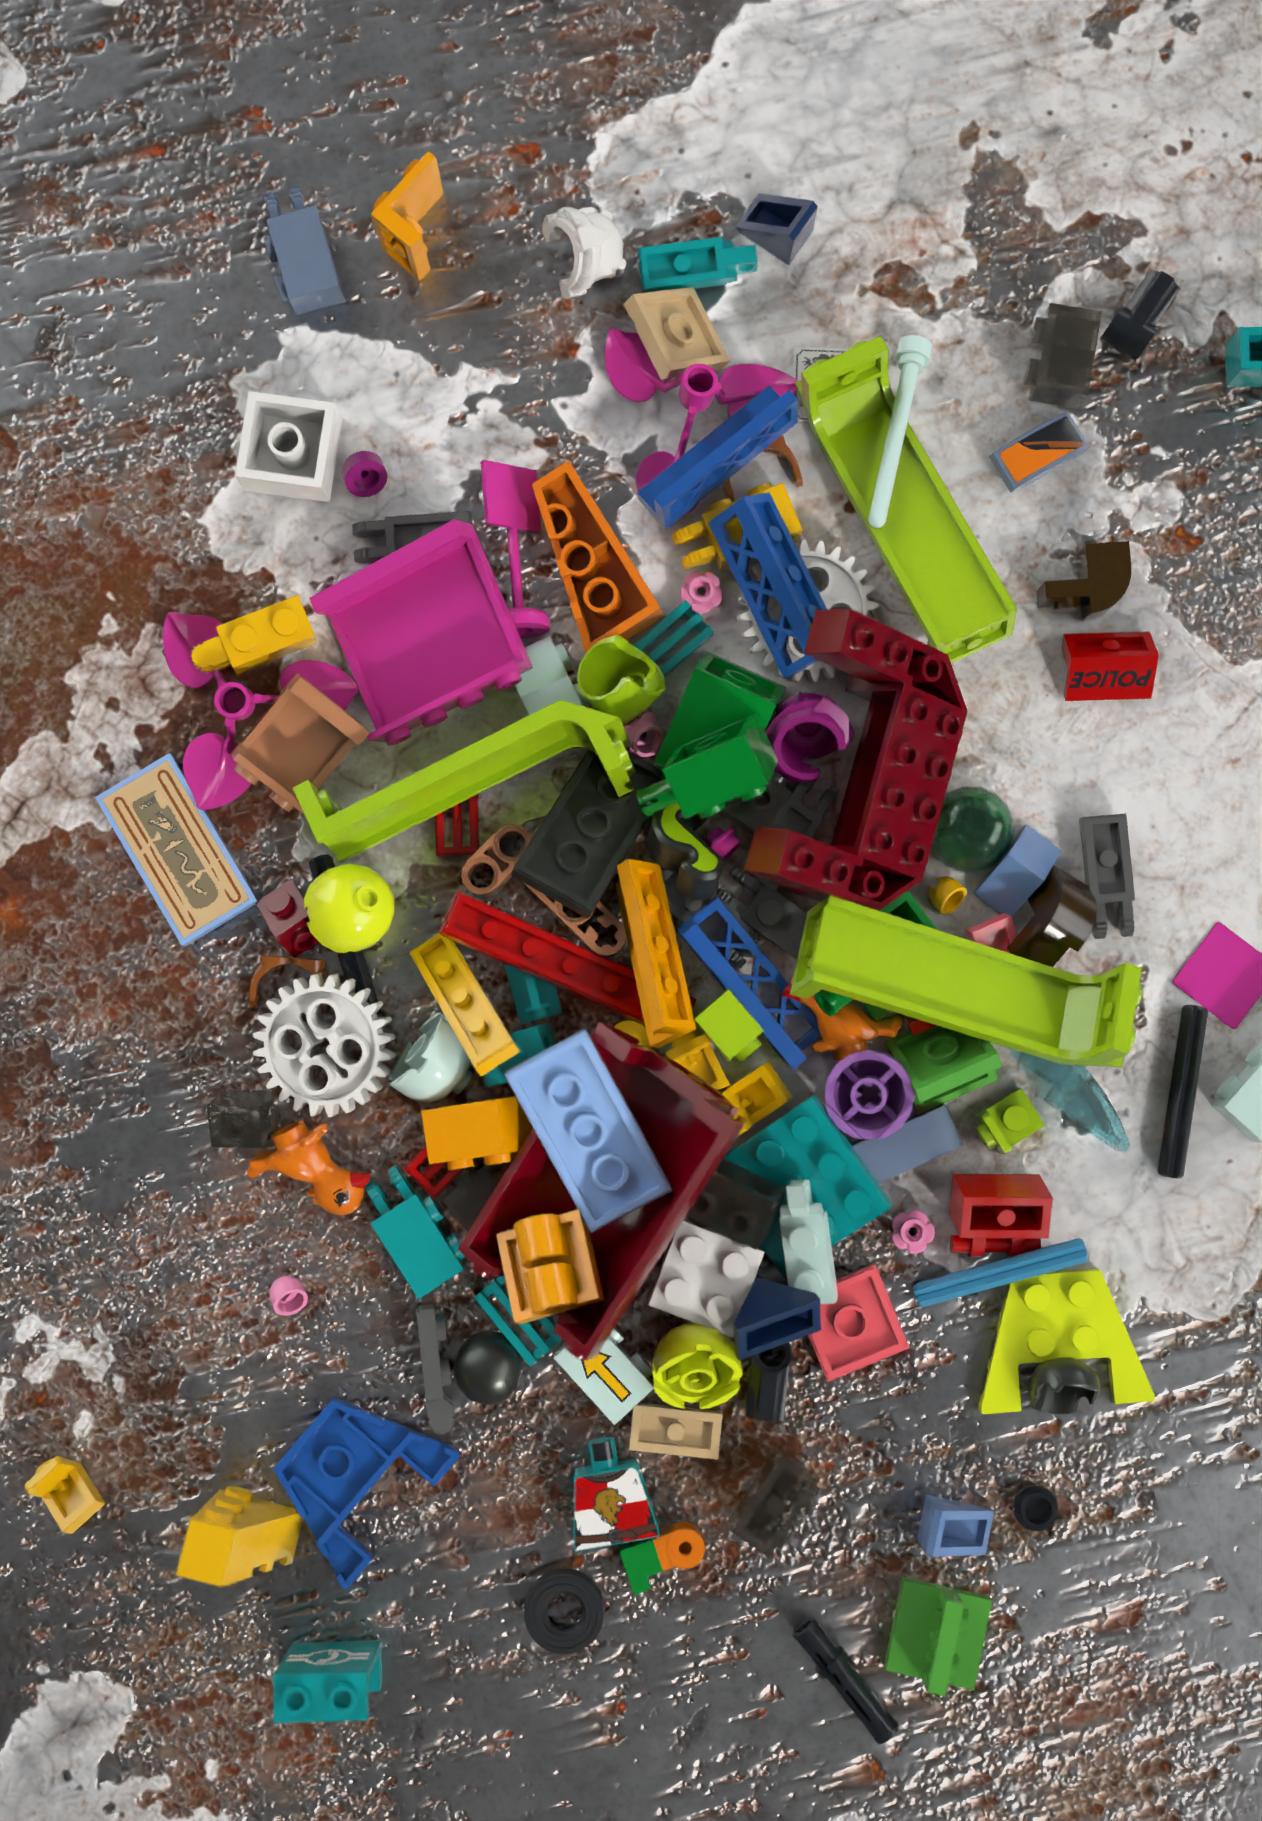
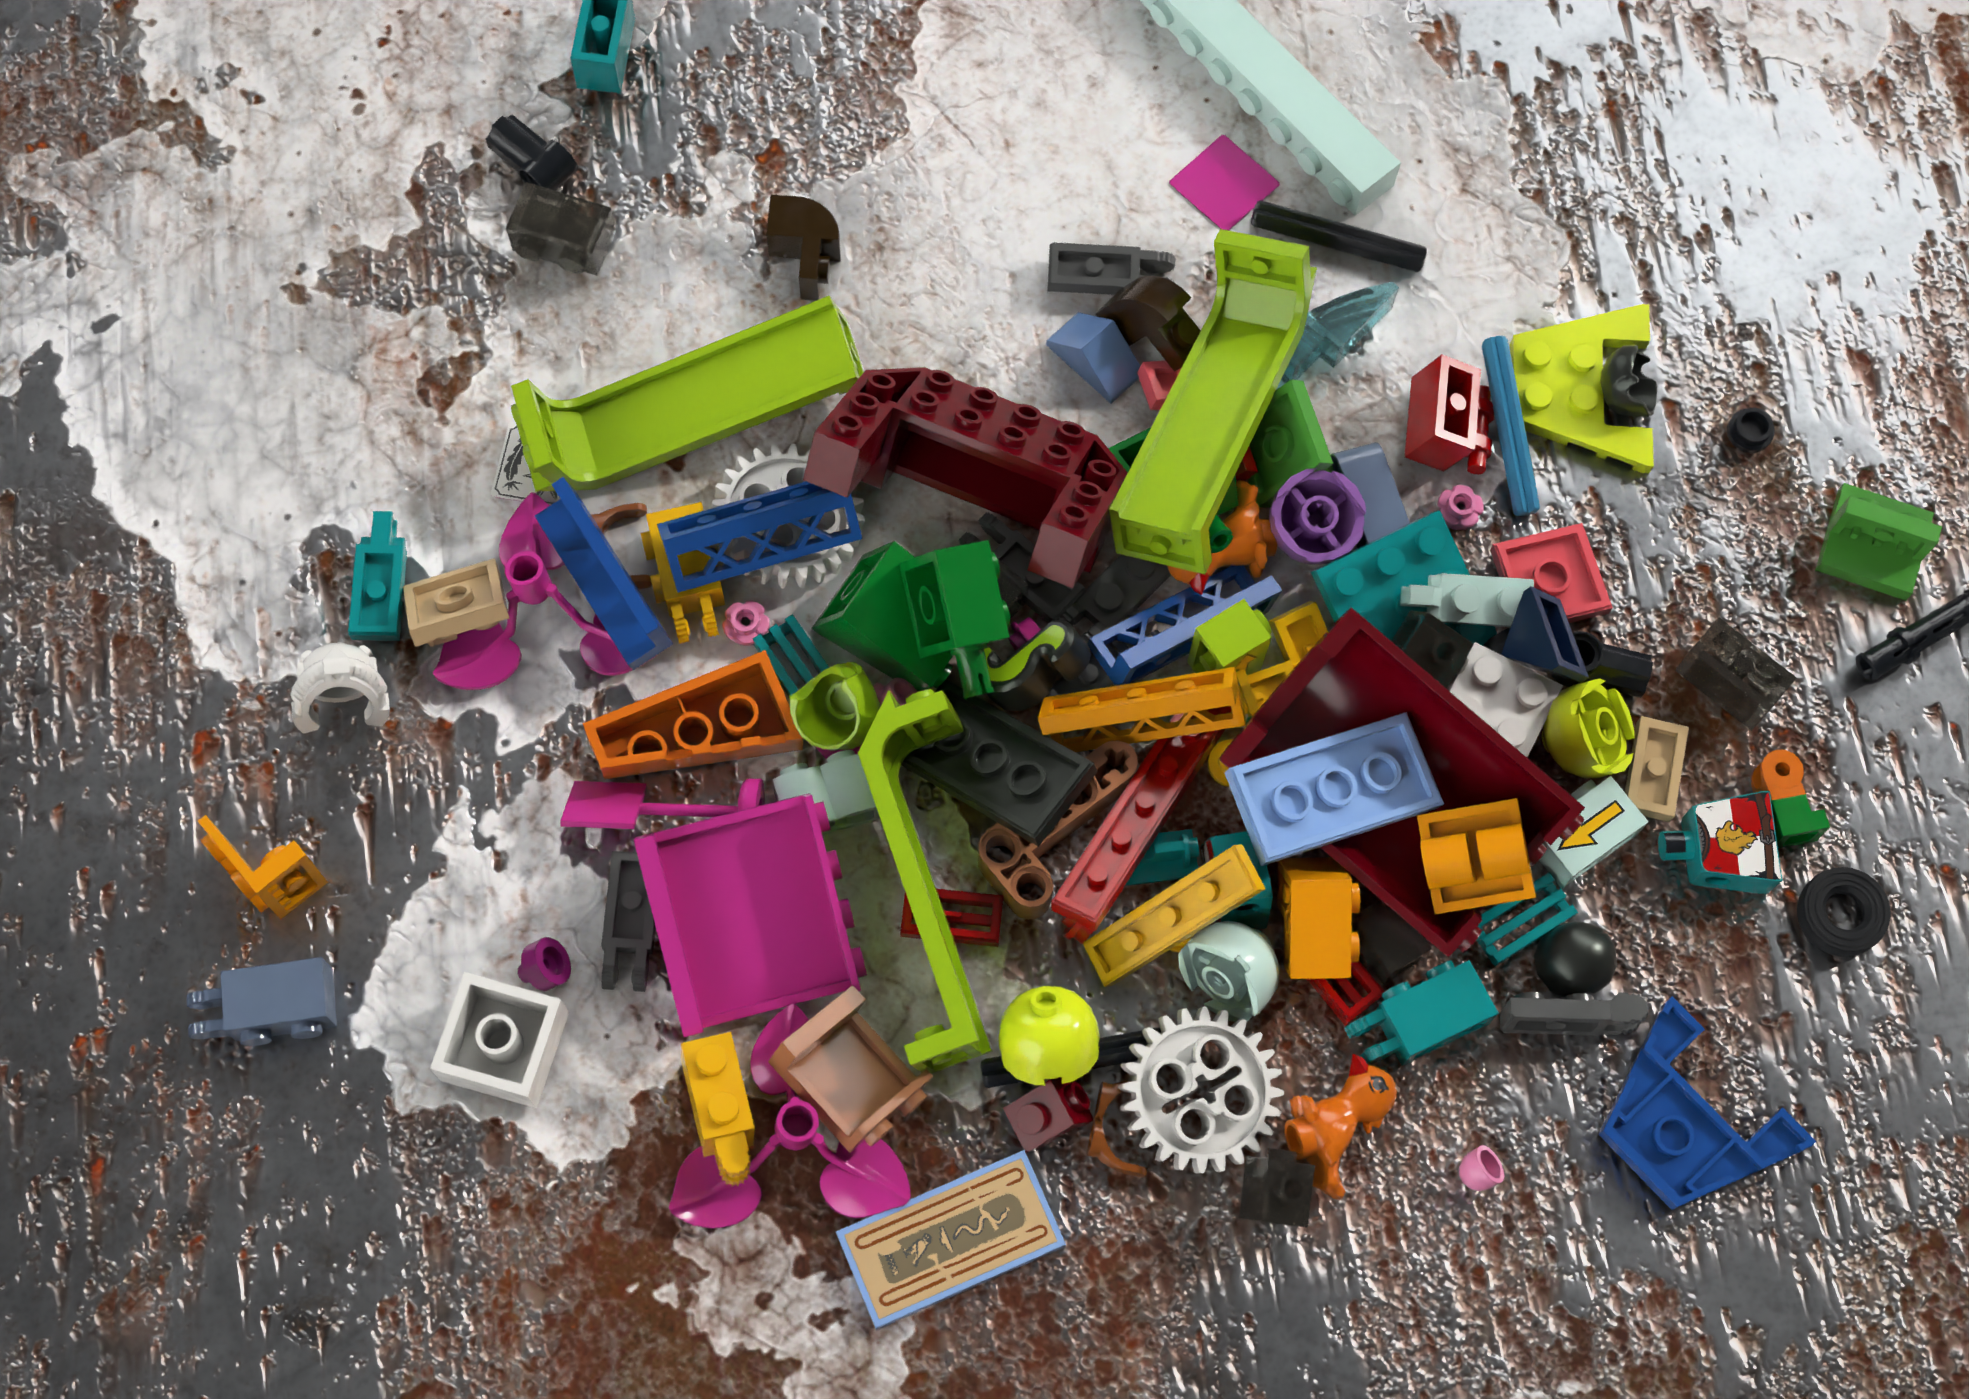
camera: 90 degrees left, 15 degrees down
(237, 1535) = (1753, 1250): yellow wedge -> none
(327, 1681) = (1917, 1159): teal panel -> none
(779, 224) = (353, 486): dark blue slope -> none
(807, 729) = (919, 521): magenta helmet -> none
(912, 357) = (527, 367): light aqua piece -> none
(947, 895) = (1111, 423): yellow hinge -> none
(954, 1528) = (1767, 511): medium blue slope -> none
(972, 830) = (1048, 381): clear green cylinder -> none
(1008, 1122) = (1354, 400): lime bracket -> none
(1039, 451) = (655, 271): slope -> none
(1109, 665) = (892, 237): red panel -> none

